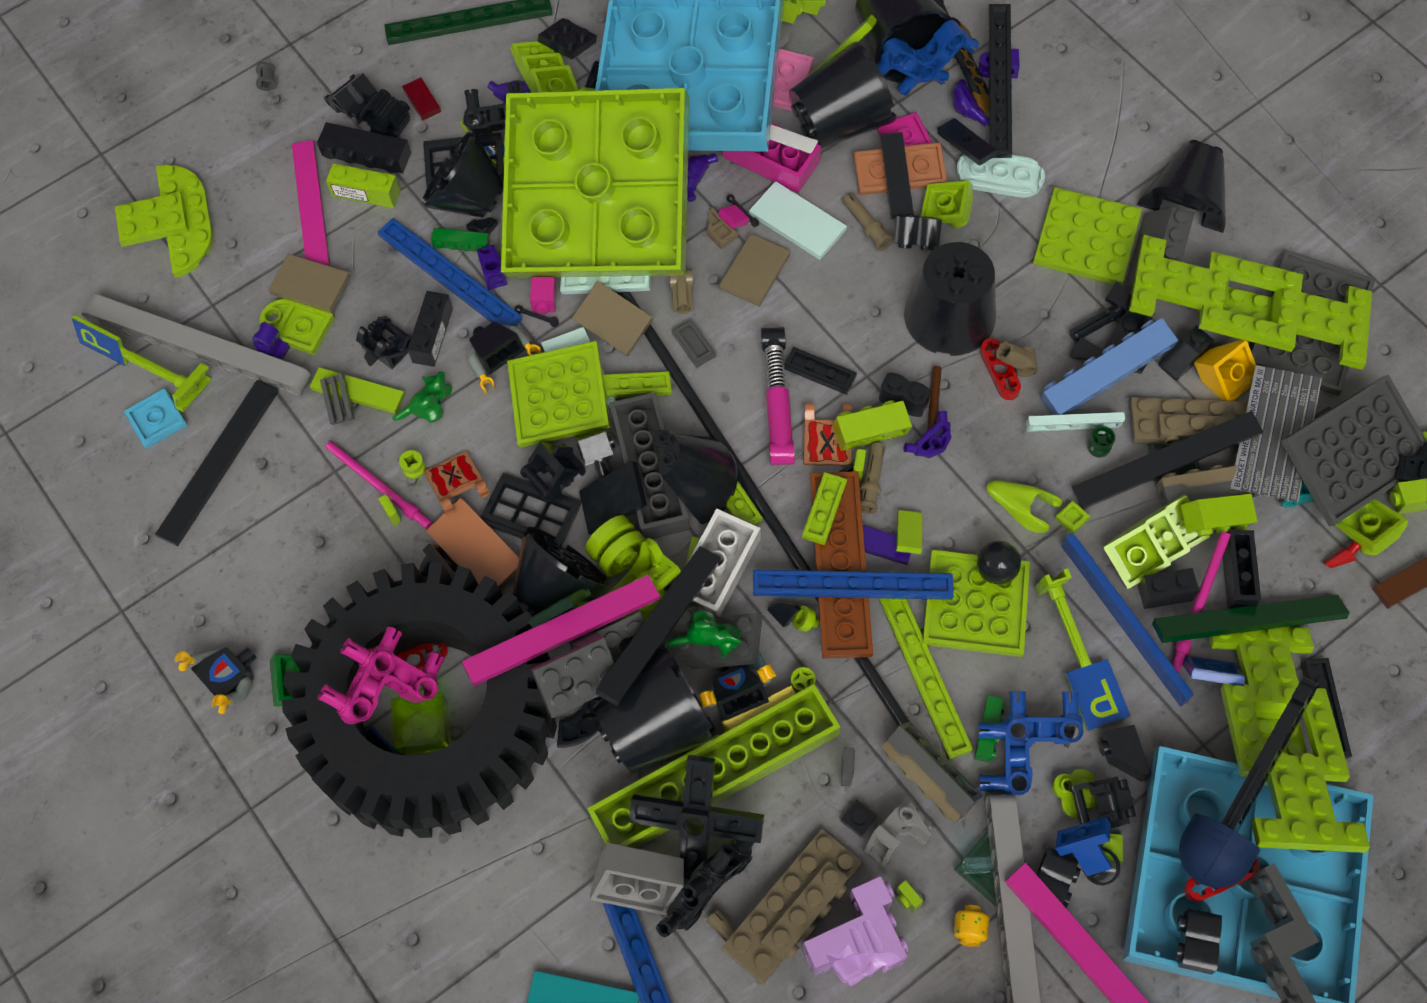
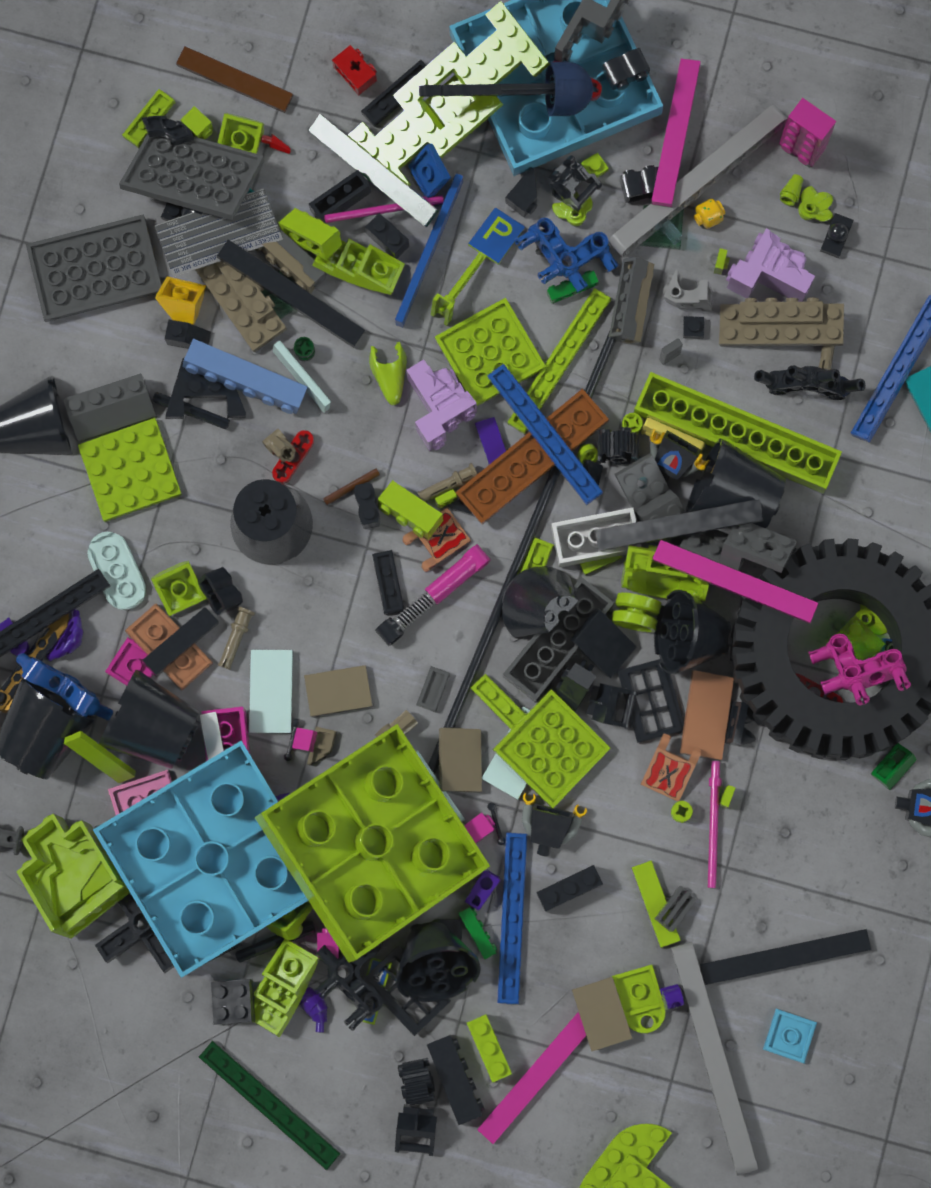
camera: 125 degrees left, 15 degrees up
(112, 347) = (750, 1028): lime piece -> none
(389, 350) = (612, 914): black piece -> none
(421, 99) = (373, 1077): dark red tile -> none
(426, 402) = (628, 840): green animal -> none
(559, 607) = (720, 596): clear green tile -> none
(637, 879) = (842, 425): light grey slope -> none
(698, 804) = (782, 411): black piece -> none
(705, 631) = (658, 494): green animal -> none
(789, 646) = (618, 446): none -> black brick
(824, 508) = (502, 492): lime tile -> none
(909, 532) = (472, 429): lime tile -> none
(934, 440) = (389, 461): dark purple piece -> none
(957, 518) = (443, 400): none -> lavender brick
(967, 141) = (107, 622): black tile -> none
(998, 562) = (457, 350): black piece -> none
(1072, 517) = (376, 333): lime tile -> none
(1085, 843) = (609, 174): blue piece -> none
(1250, 315) = (127, 308): lime piece -> none
(1380, 681) = (357, 80): none -> red brick

